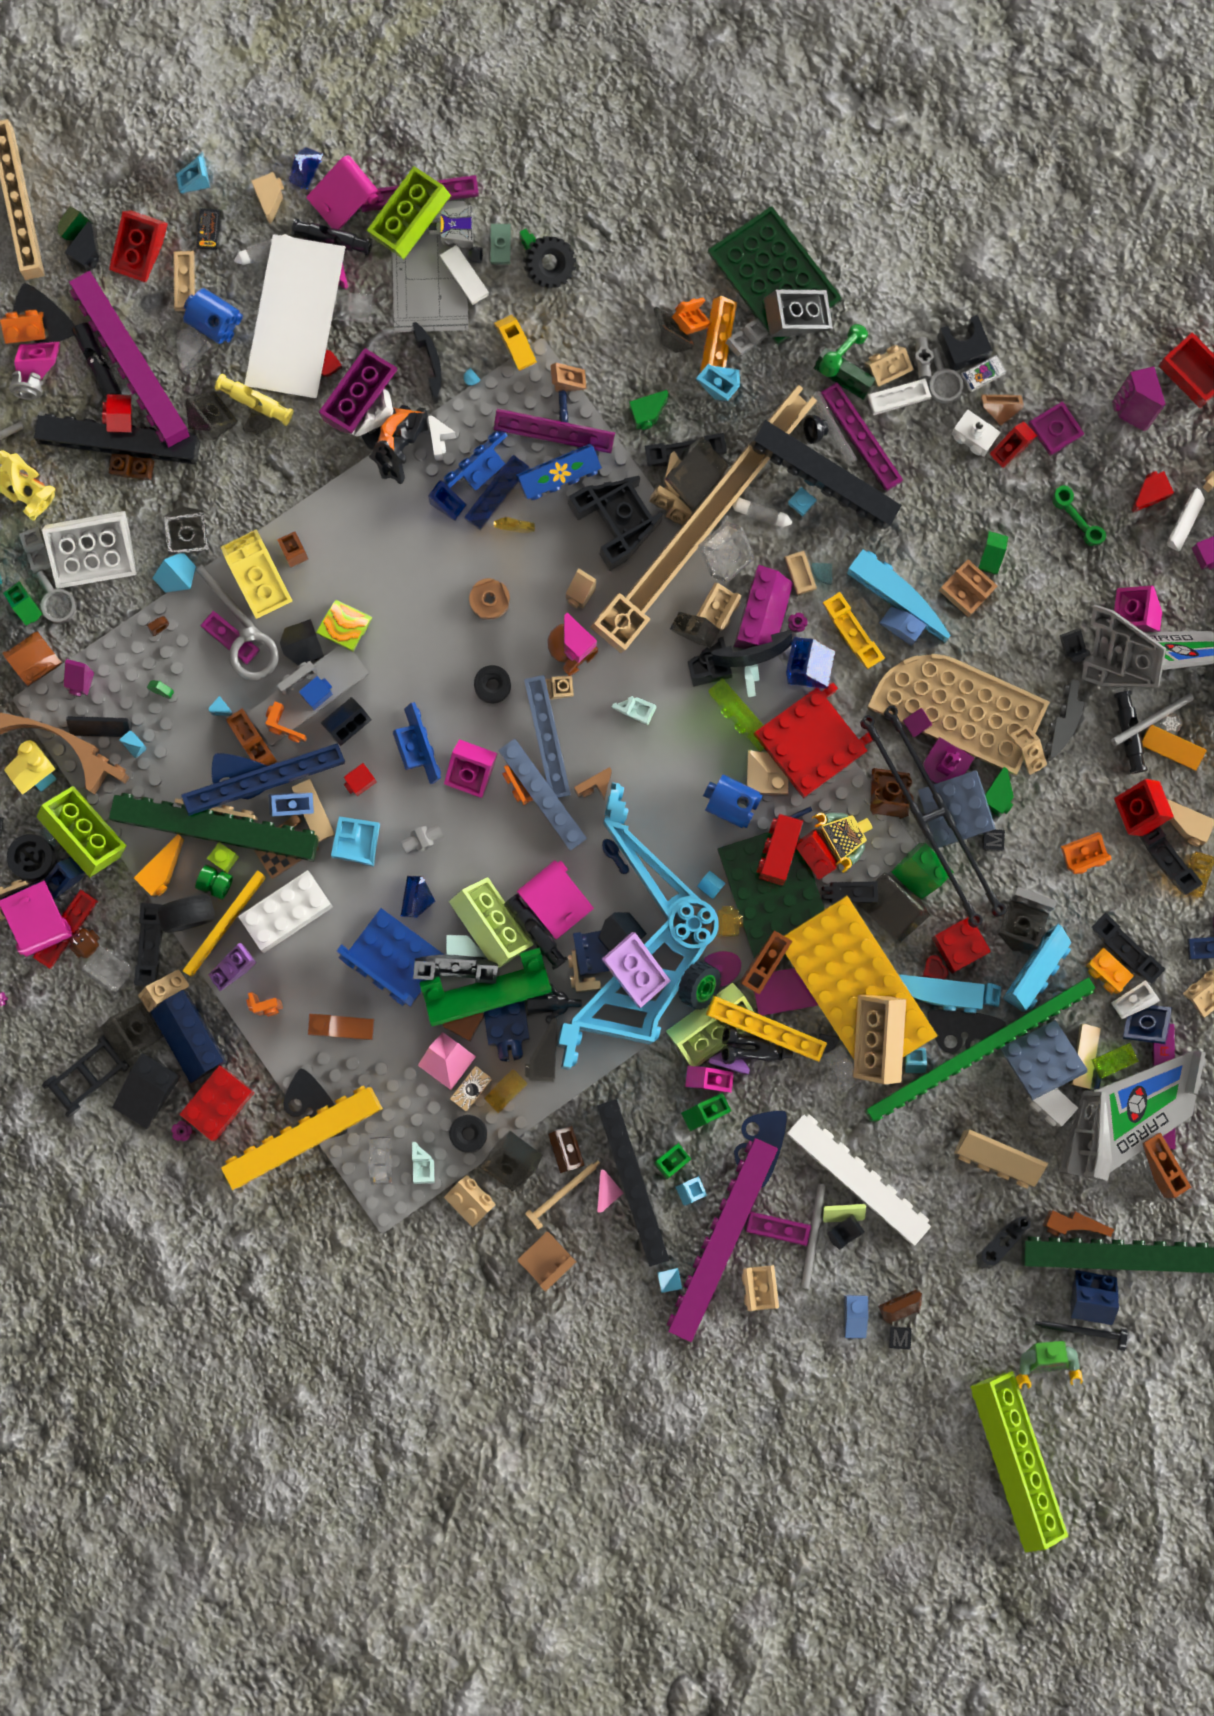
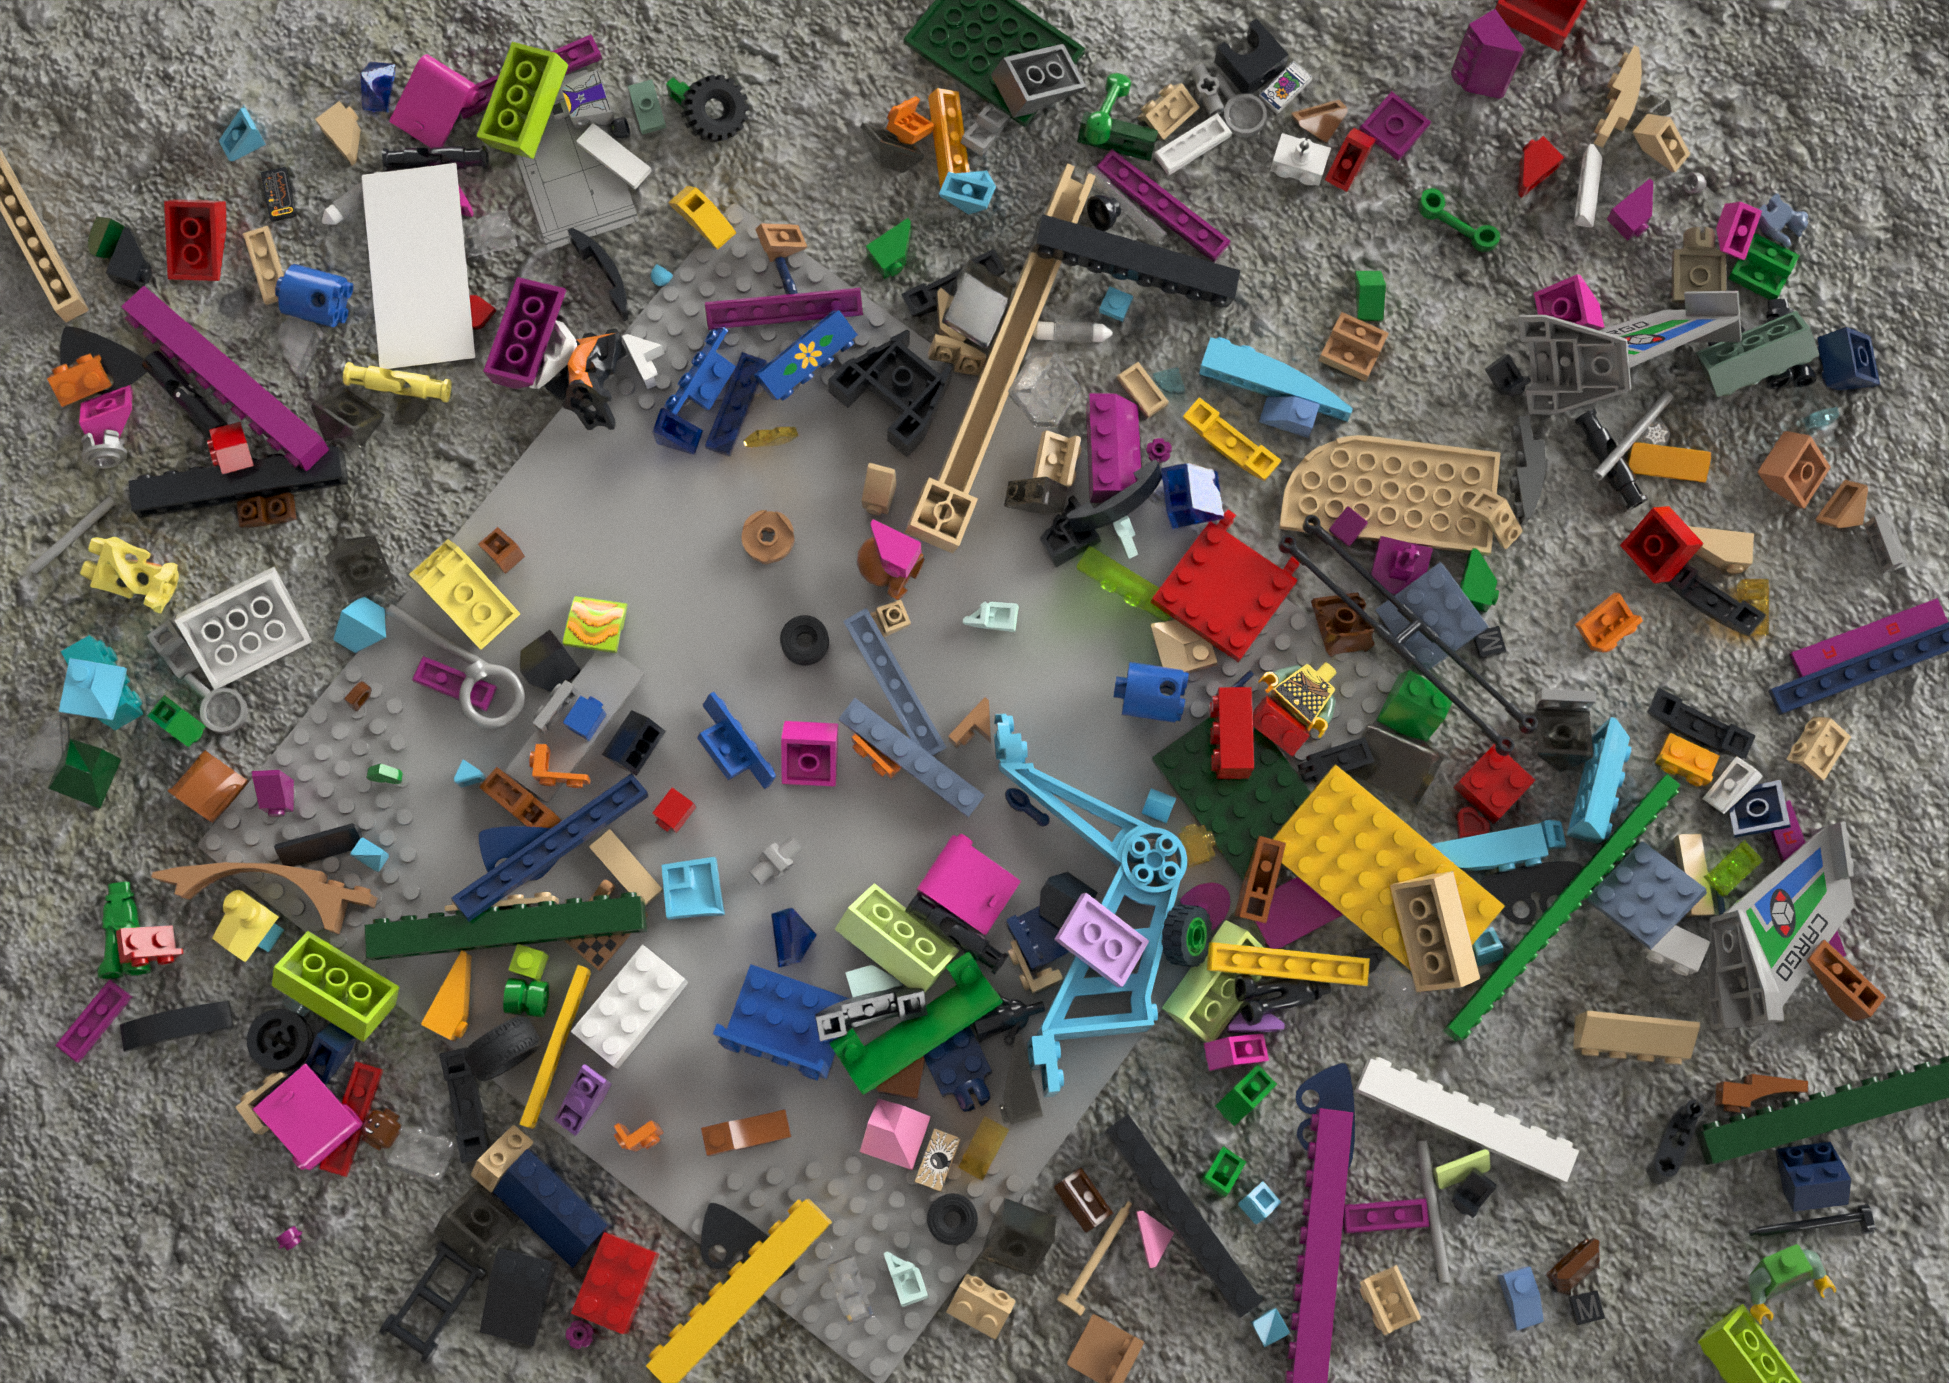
camera: 15 degrees left, 5 degrees down
(290, 804) = (595, 867): medium blue slope -> none

